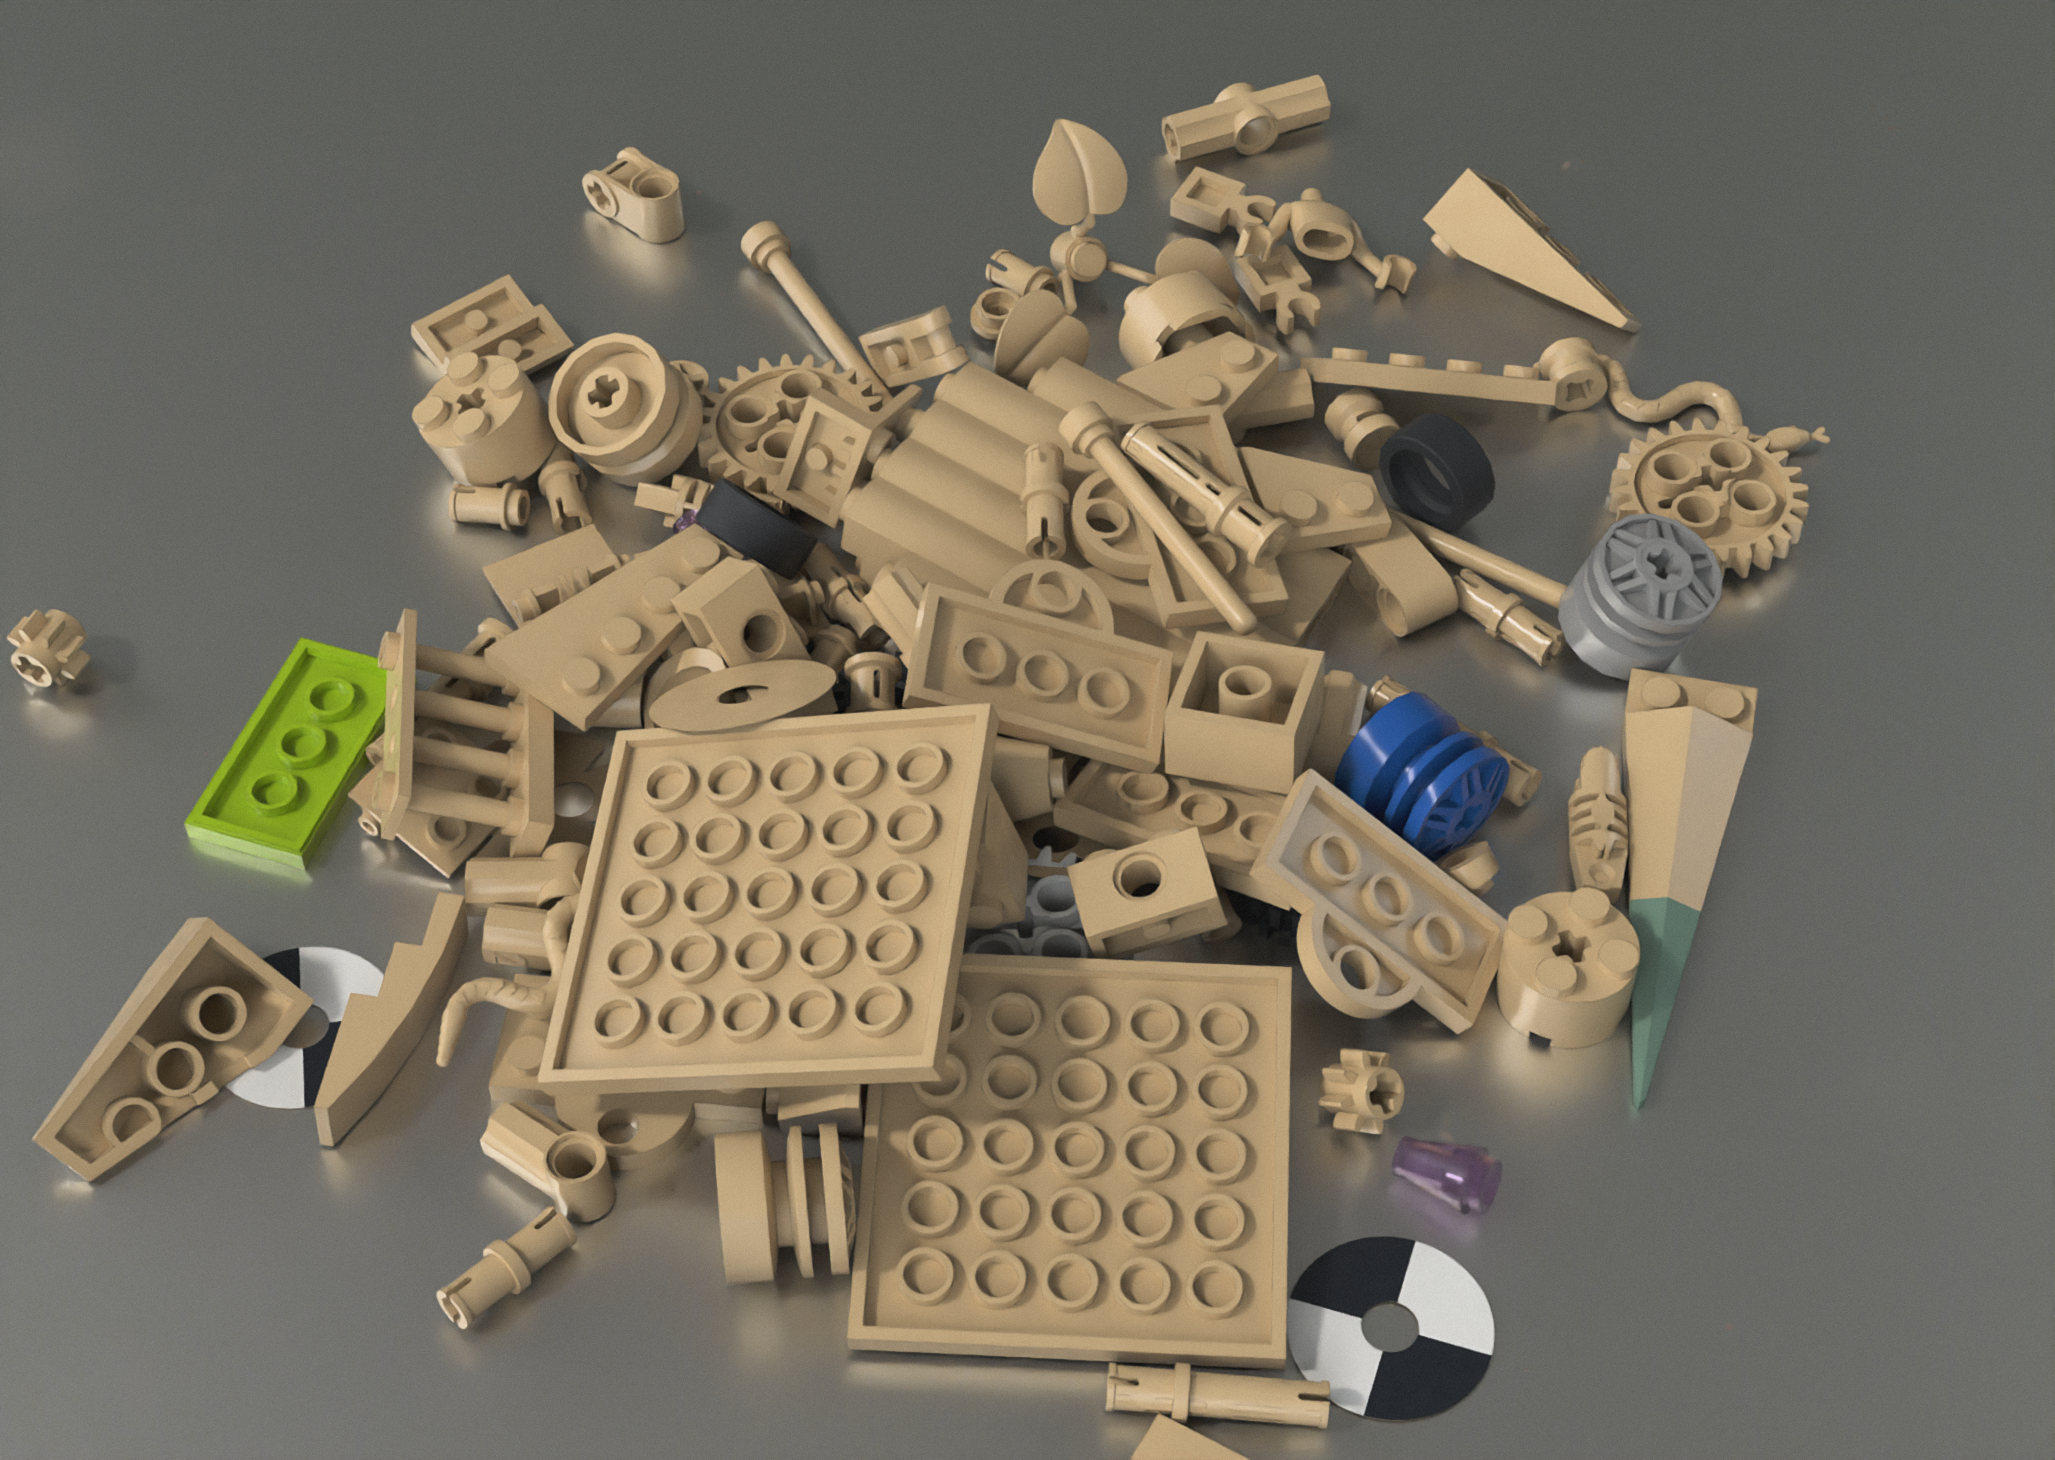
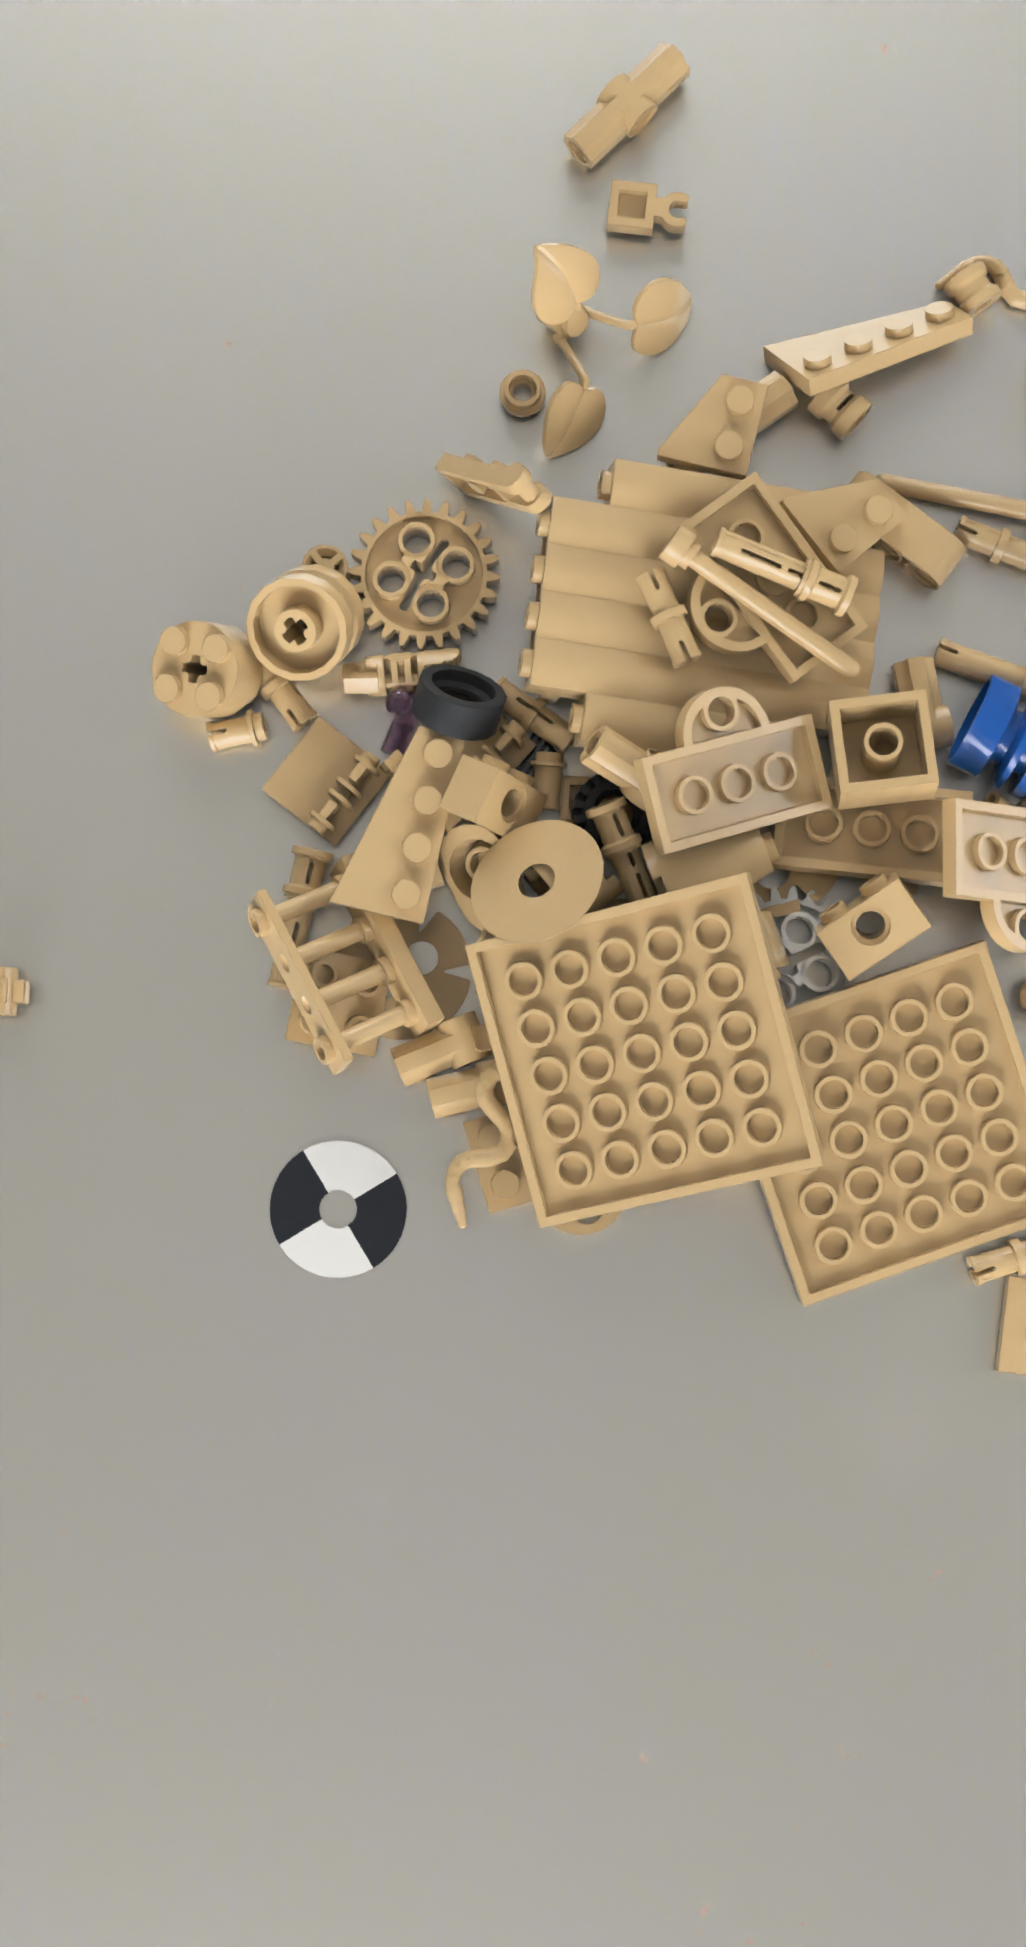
camera: 20 degrees left, 35 degrees up
(180, 1037) = (270, 1256): tan wedge -> none
(295, 756) = (218, 998): lime tile -> none
(385, 1029) = (402, 1211): tan slope -> none
(491, 323) = (153, 567): tan slope -> none
(506, 1267) = (568, 1338): tan pin -> none
(551, 1158) = (552, 1250): tan piece -> none
(638, 196) = (184, 372): tan piece -> none
(770, 251) = (320, 395): tan piece -> none
(782, 1203) = (731, 1241): tan wheel -> none
(838, 450) = (492, 617): tan bracket -> none
(1020, 275) = (525, 349): tan pin -> none
(1175, 316) = (679, 374): tan brick -> none
(1279, 285) = (718, 277): tan plate -> none
(1325, 234) = (736, 213): tan piece -> none
(1454, 455) = (916, 443): black tyre -> none
(1500, 232) = (878, 171): tan wedge -> none

